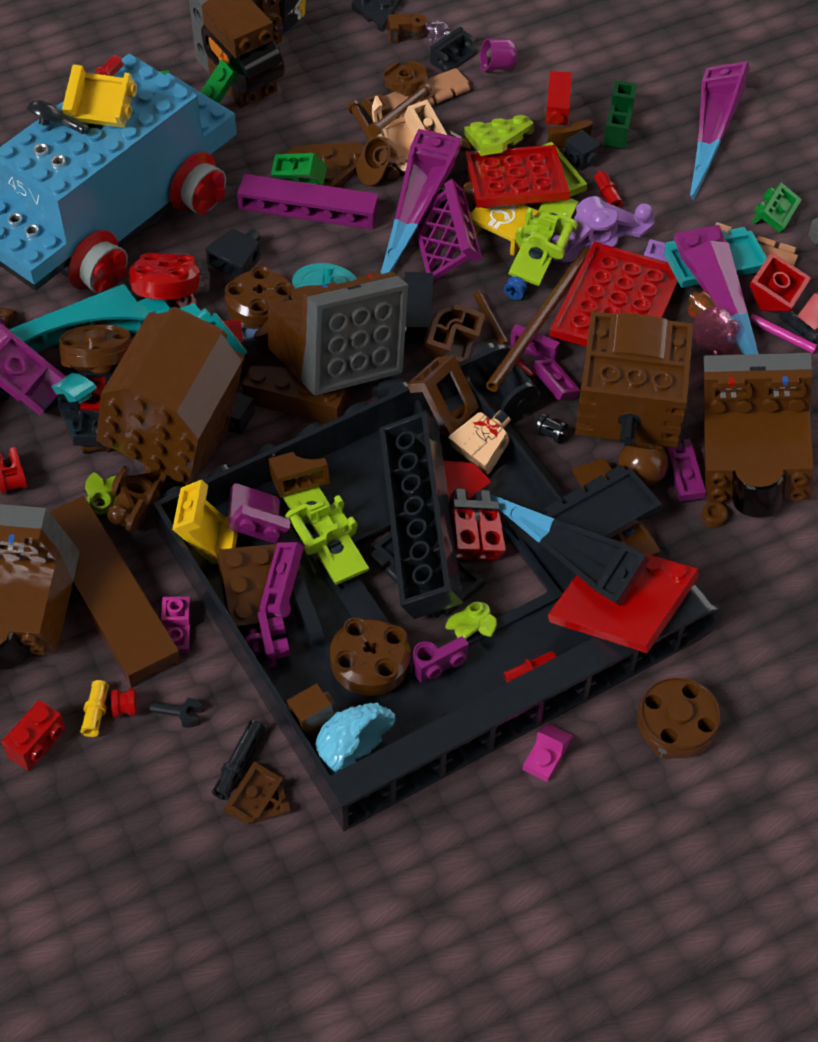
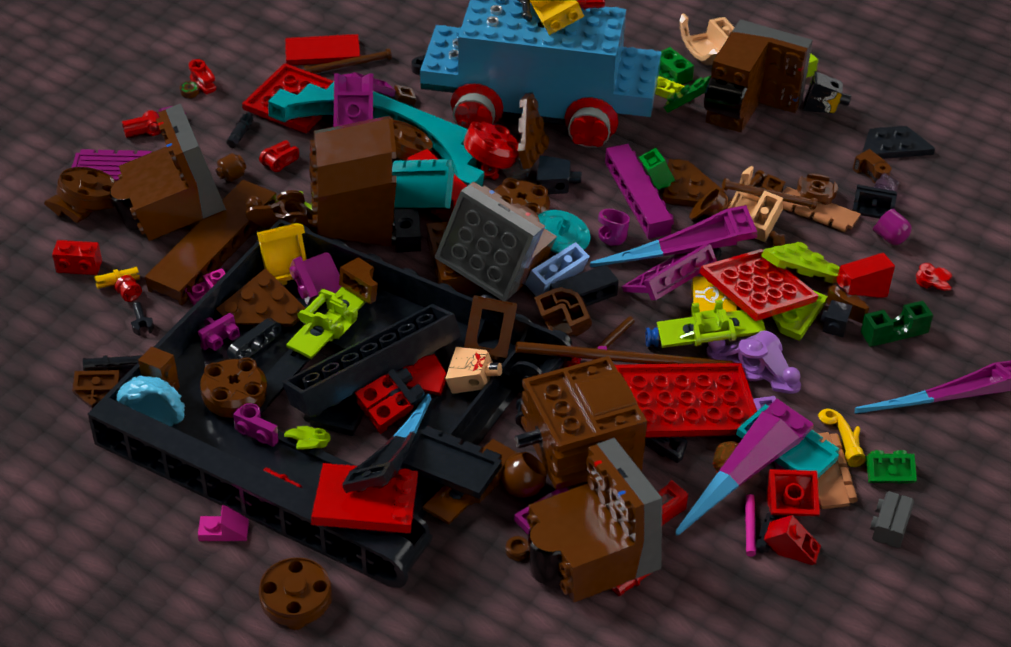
camera: 60 degrees right, 10 degrees down
(142, 37) = (706, 45): none -> light nougat piece
(177, 234) = (531, 125): none -> reddish brown plate
(281, 579) = (263, 311): magenta plate -> none
(353, 242) = (615, 226): none -> magenta helmet
(570, 62) = (931, 276): none -> red plate
(608, 189) = (810, 353): red axle -> none
(693, 216) = (854, 453): none -> yellow plant
(715, 331) = (704, 471): clear pink tile -> none

